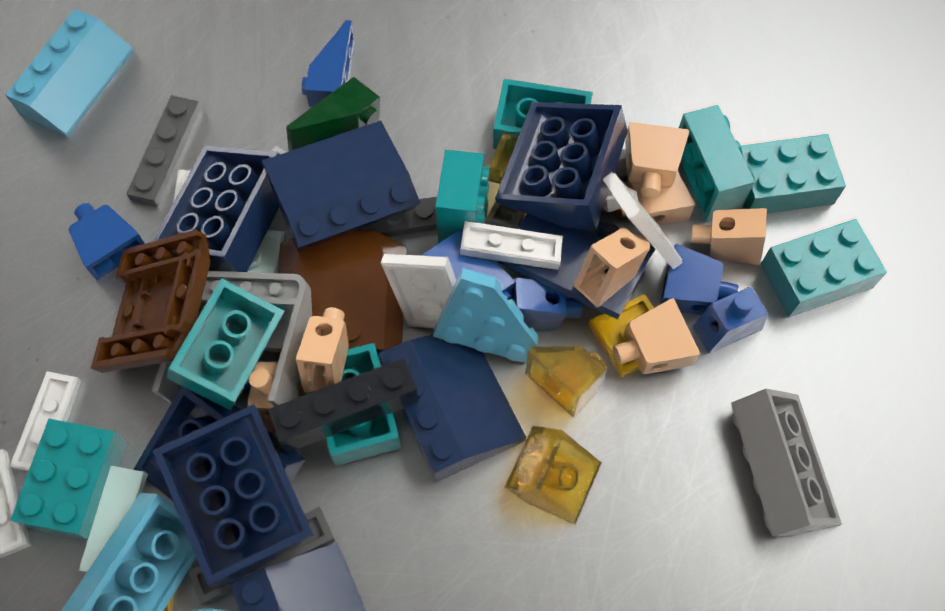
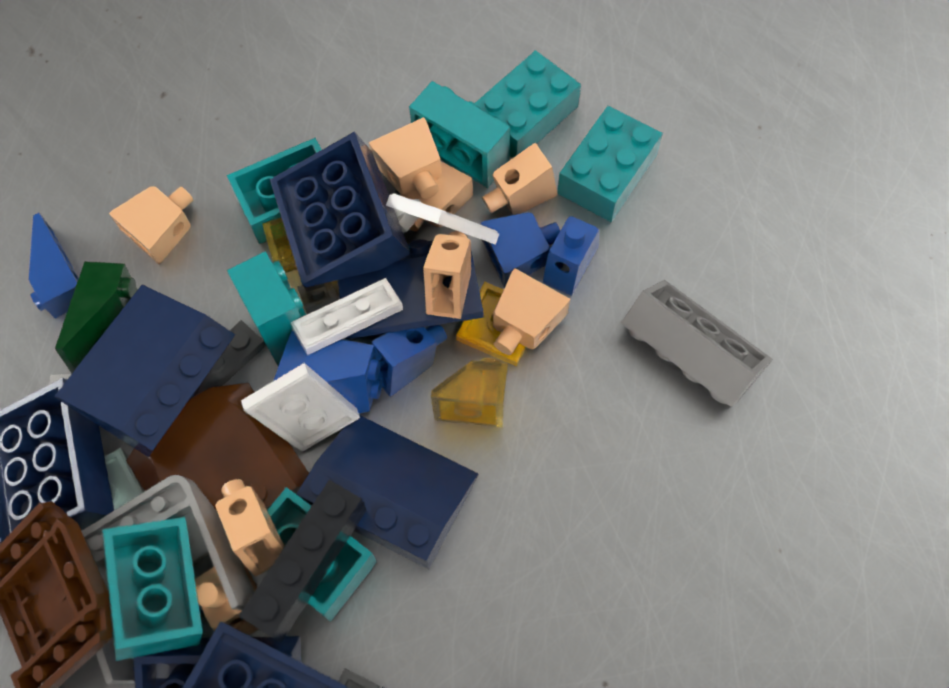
camera: 35 degrees left, 0 degrees up
(429, 80) = (154, 220): none -> light nougat torso
(484, 318) = (370, 396): medium azure plate -> none
(553, 473) = (523, 486): clear yellow slope -> none

